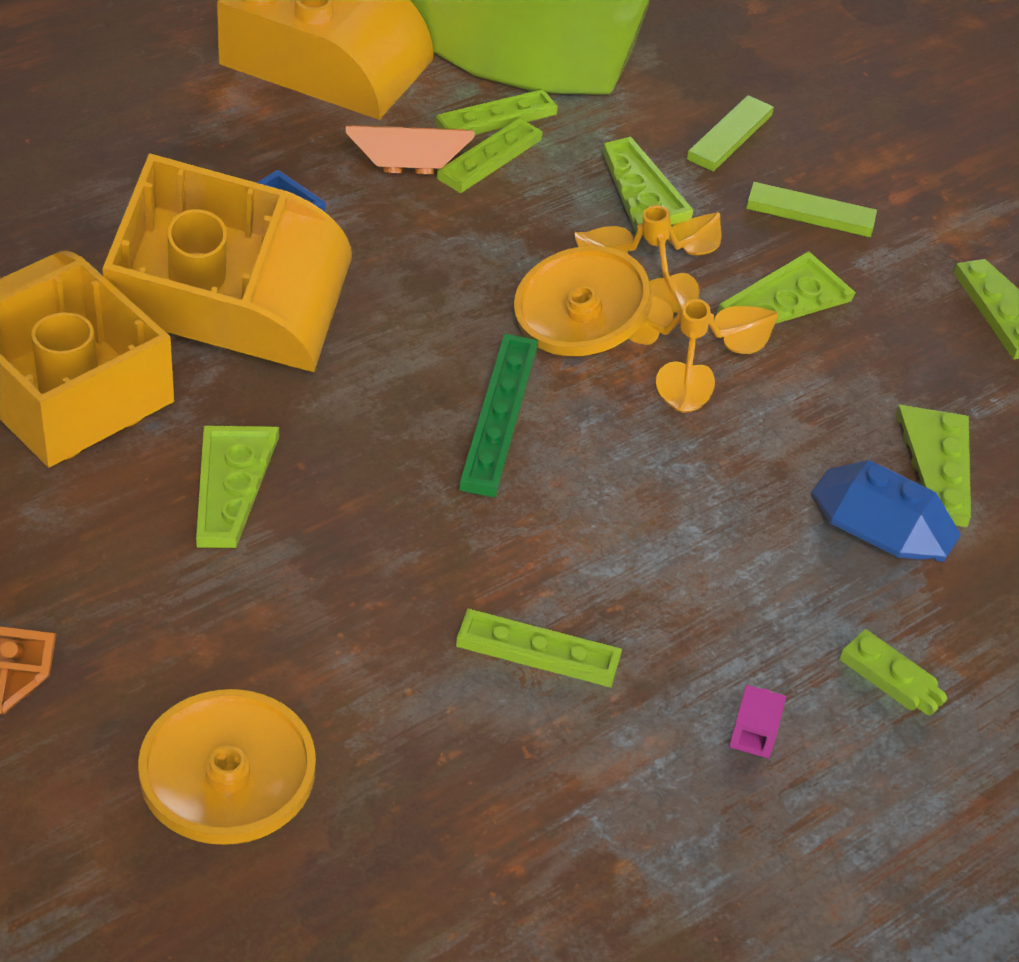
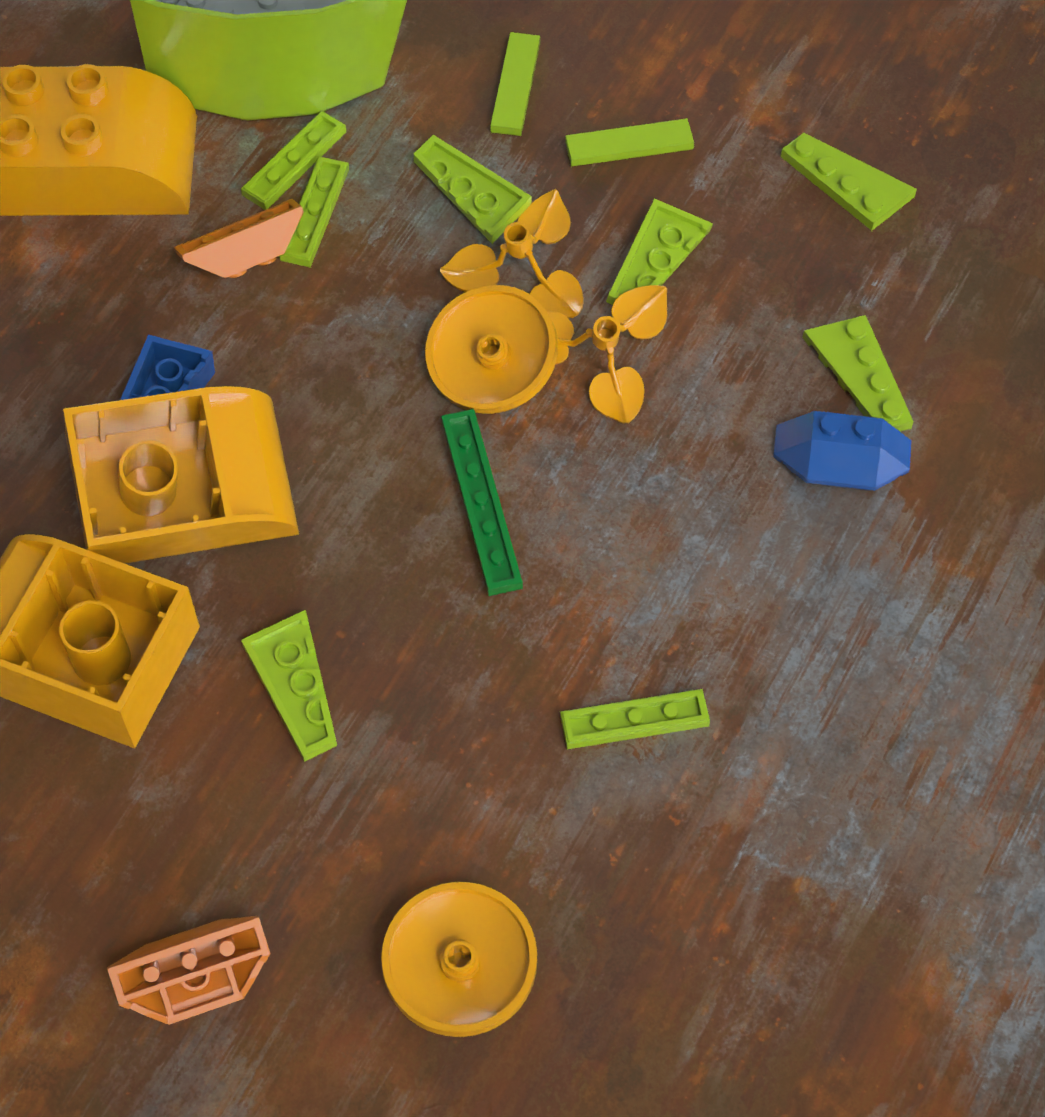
camera: 20 degrees left, 15 degrees up
(757, 721) = (843, 707): dark pink brick -> none
(893, 673) = (920, 604): lime hinge -> none

